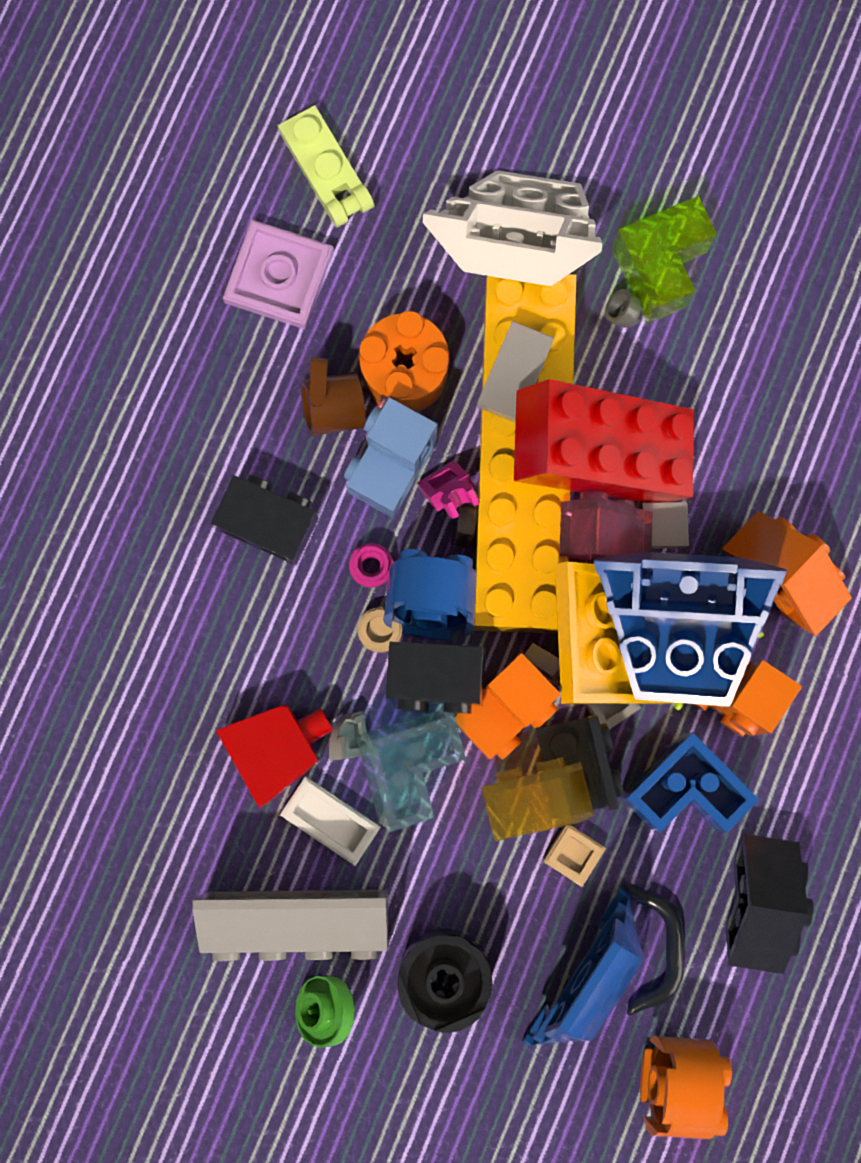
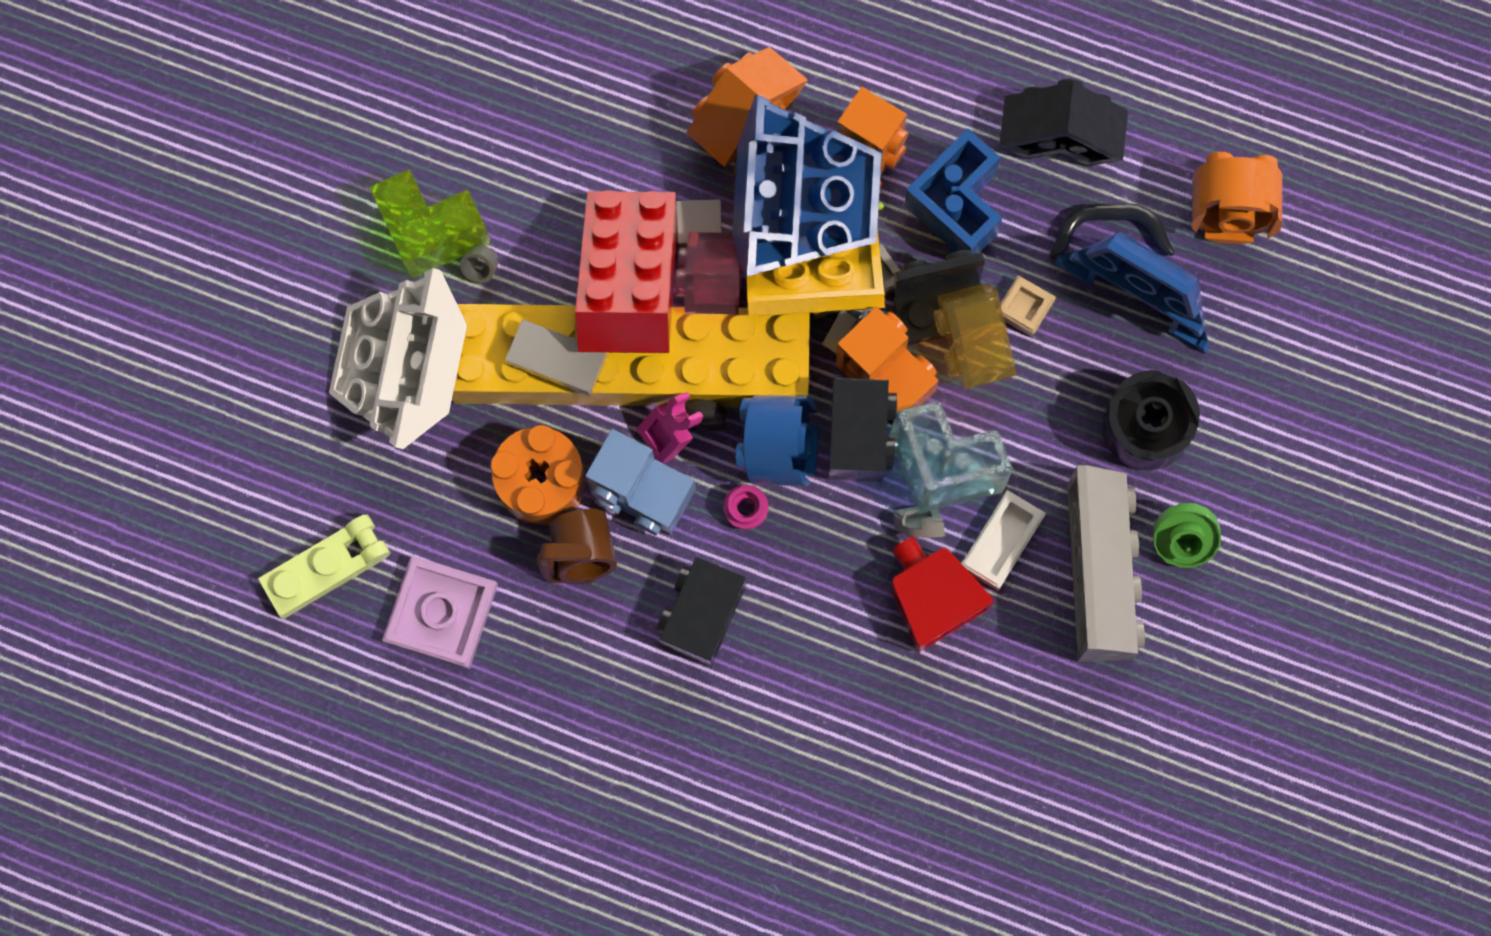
camera: 85 degrees left, 5 degrees down
(374, 632) = (811, 501): tan tile -> none

